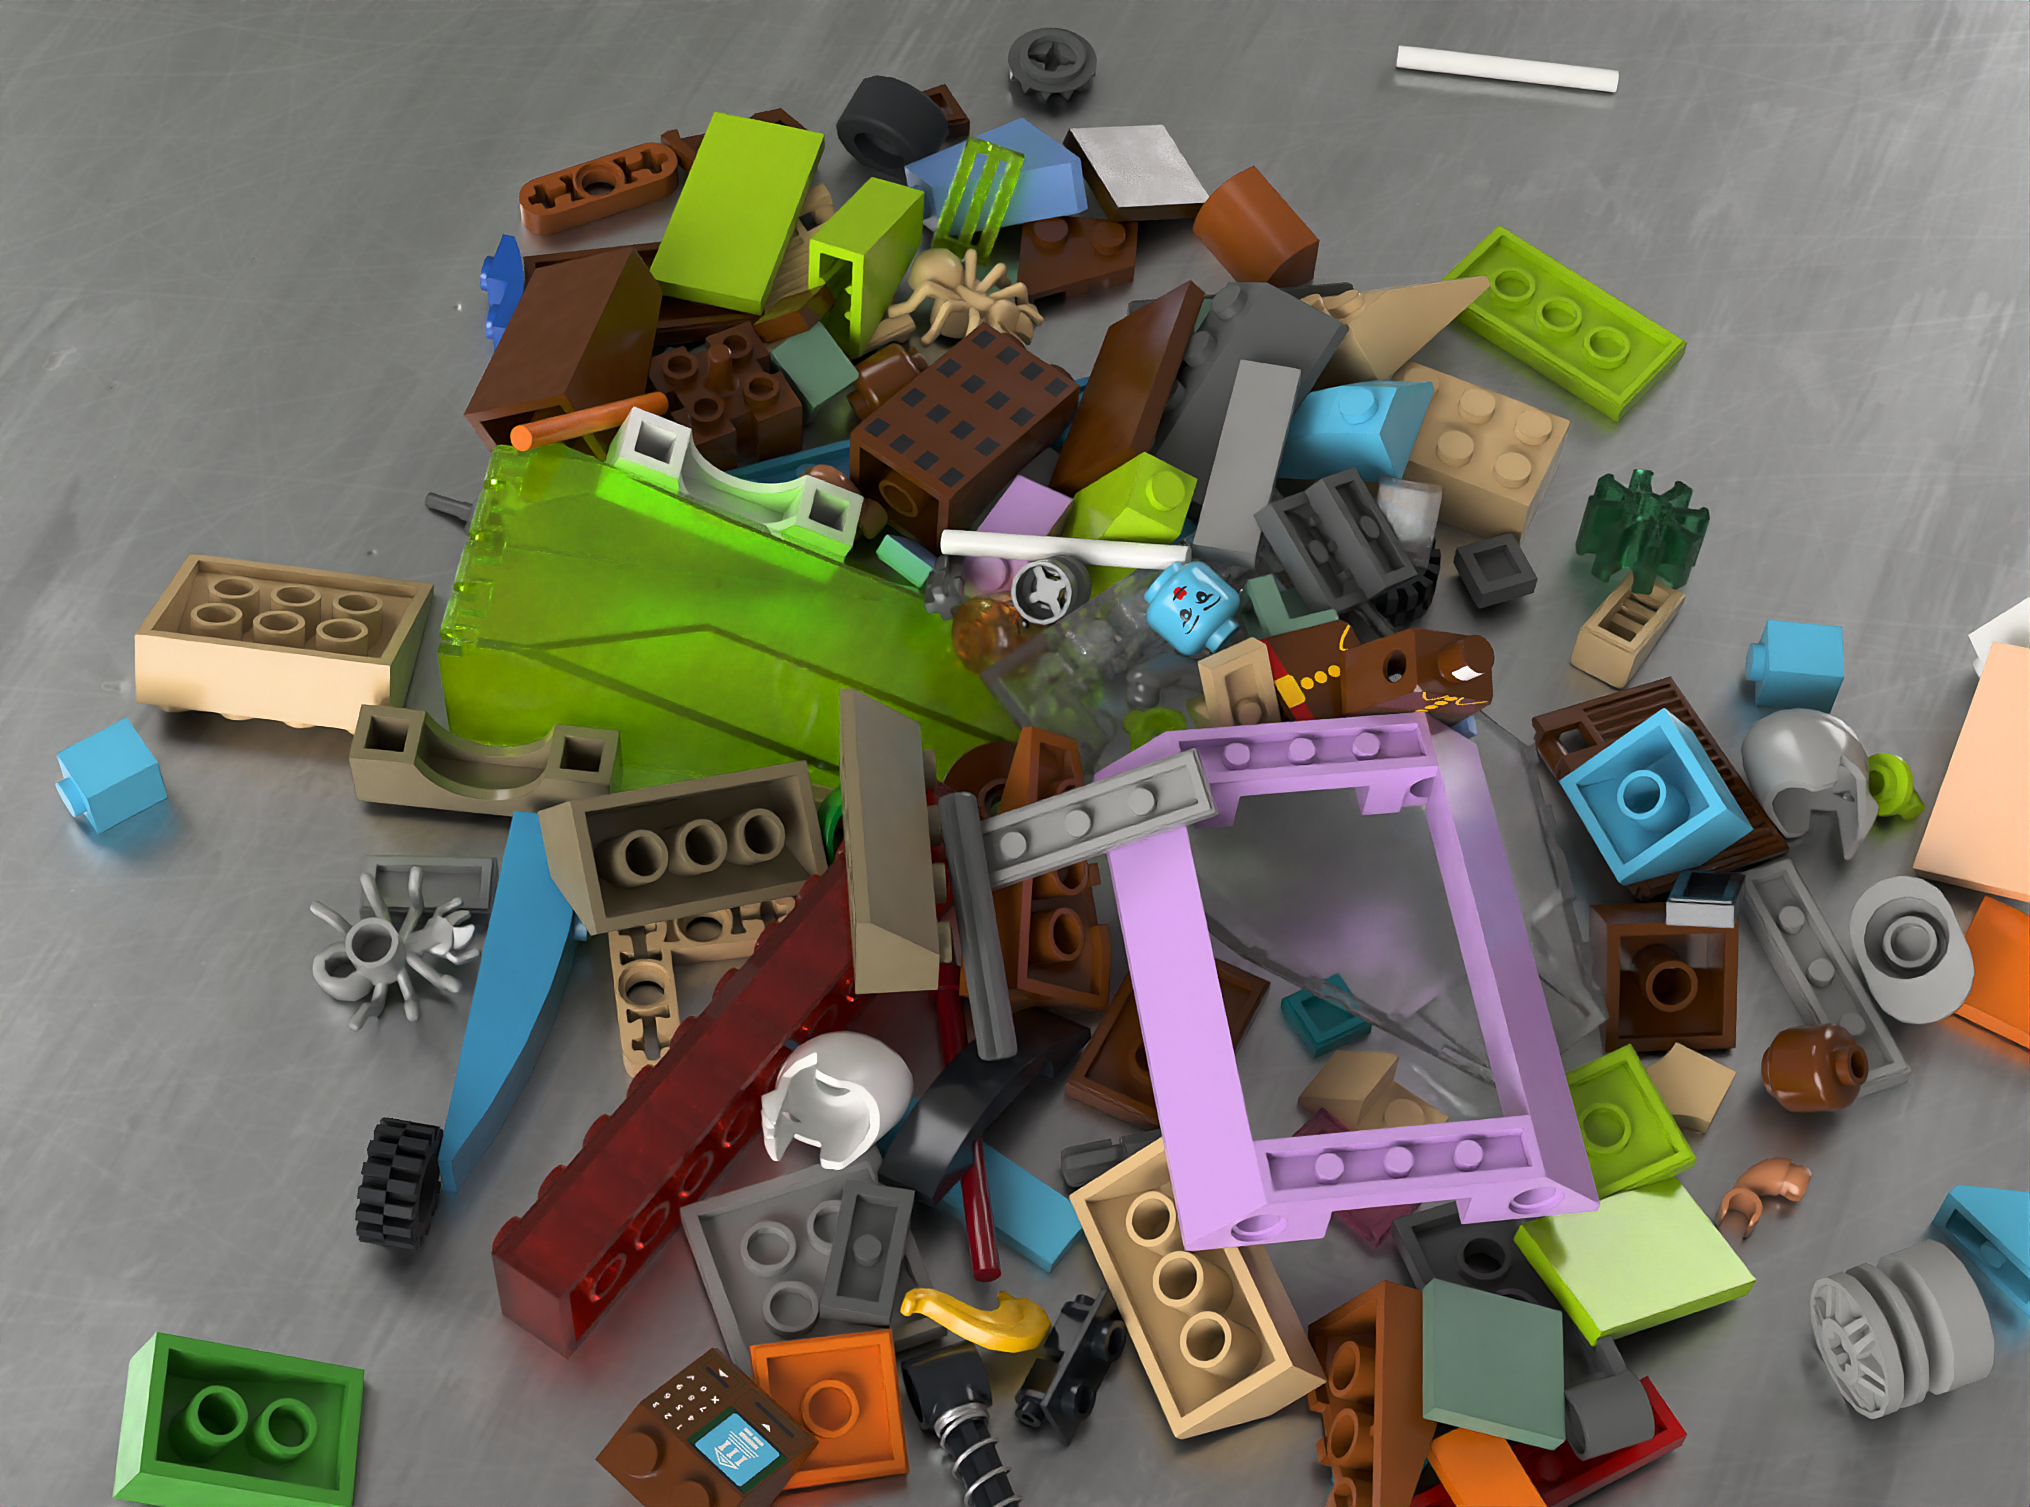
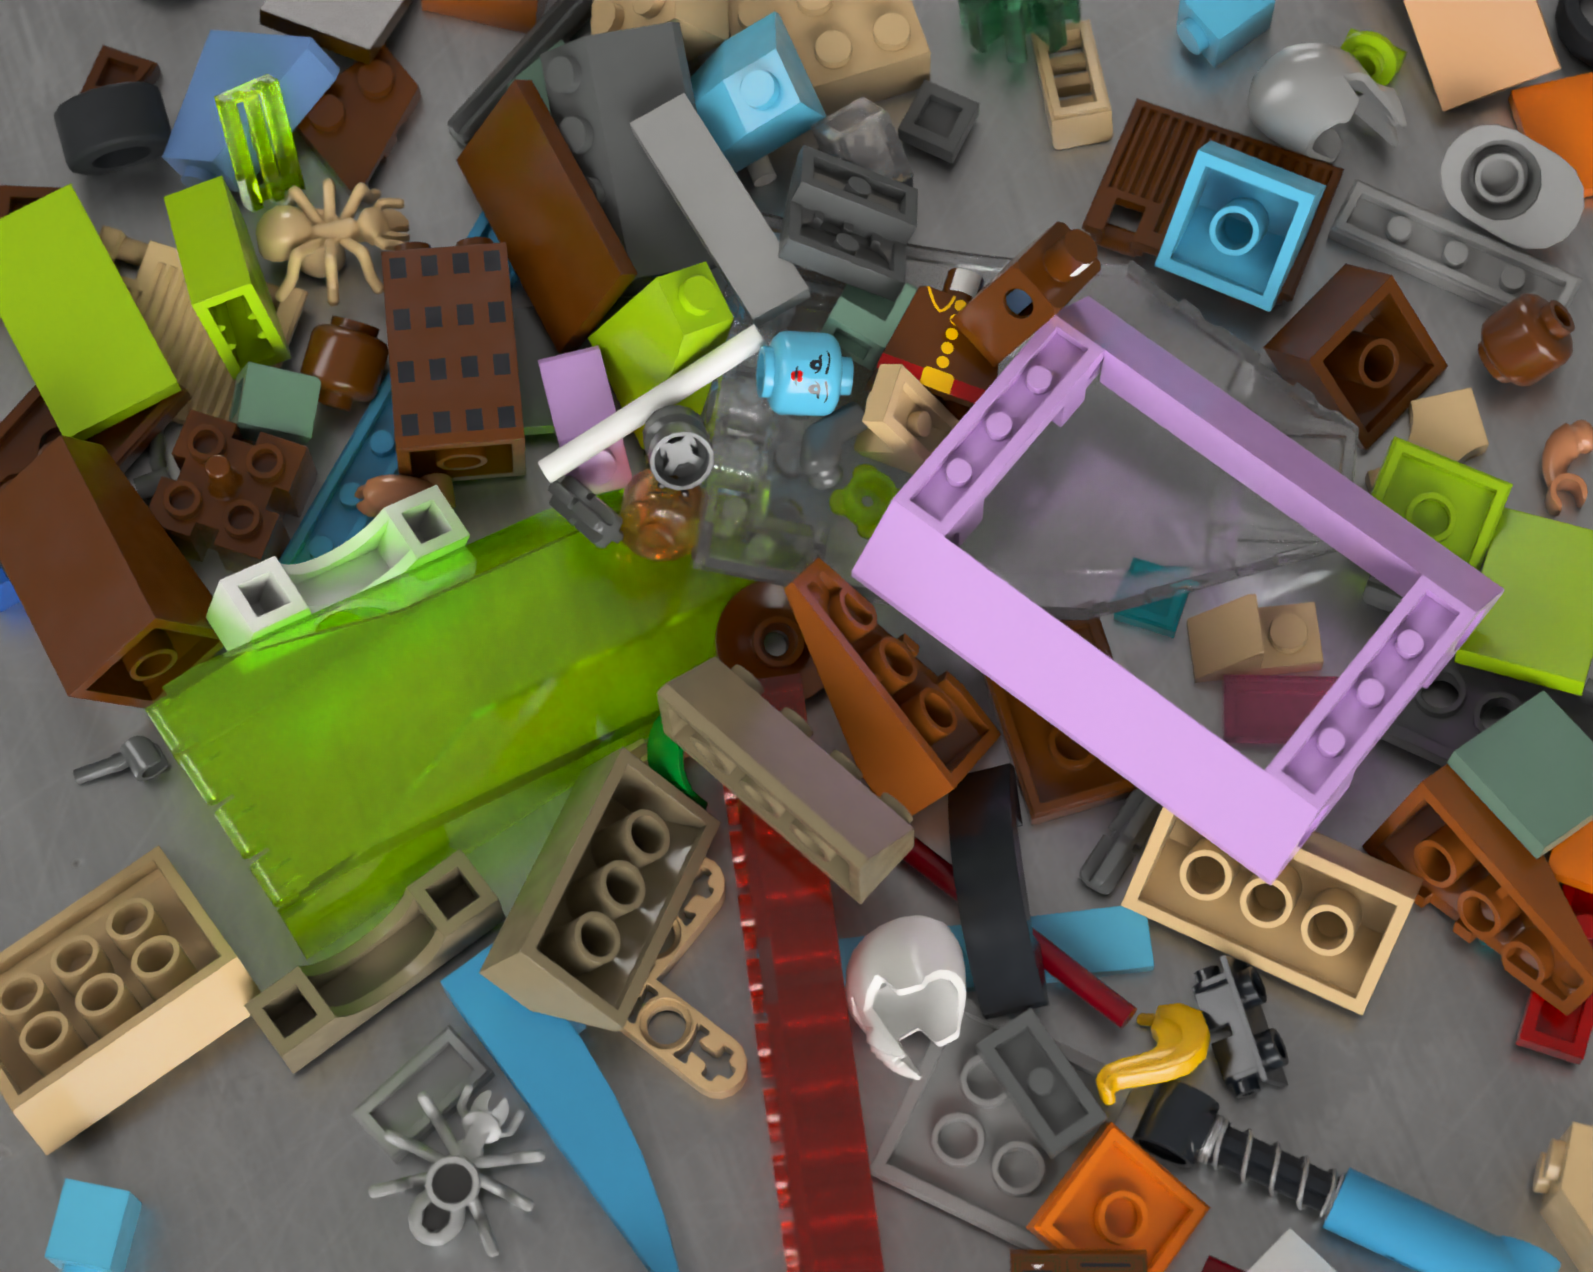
camera: 35 degrees left, 15 degrees up
(584, 421) = (190, 620): orange bar -> none
(794, 314) = (223, 372): reddish brown tile -> none
(907, 558) = (514, 498): tile -> none
(977, 926) = (895, 772): dark grey axle -> none
(1097, 818) = (902, 630): light grey tile -> none
(1706, 899) = (1350, 276): black tile -> none

